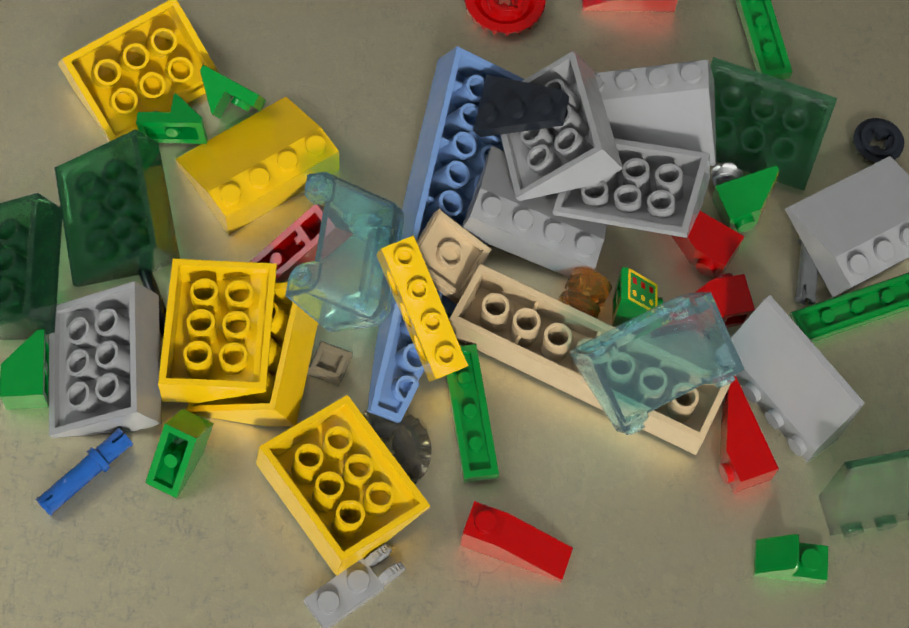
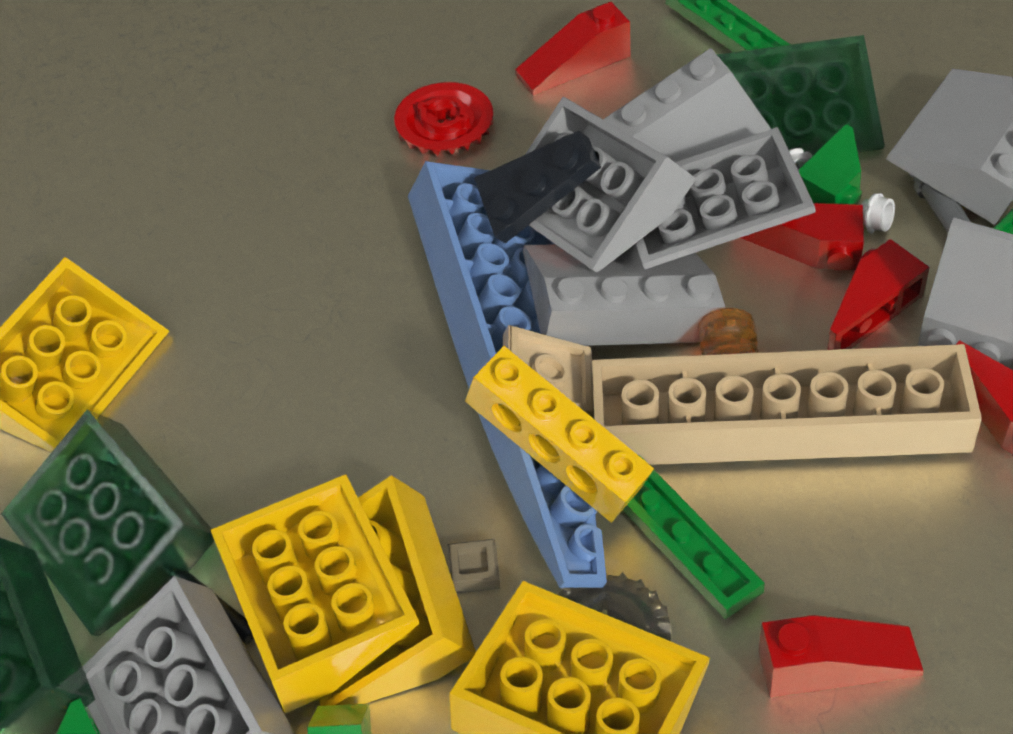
camera: 15 degrees left, 15 degrees down
(177, 126) = (138, 394): green slope -> none
(222, 89) = (174, 328): green slope -> none
(258, 163) = (261, 392): yellow slope -> none
(294, 245) = (366, 440): red slope -> none
(346, 280) = (445, 453): clear light blue windscreen -> none
(633, 296) = (789, 319): green slope -> none
(658, 359) = (872, 350): clear light blue windscreen -> none
(757, 244) = (878, 213): none -> white plate
(880, 130) = (919, 60): black gear -> none

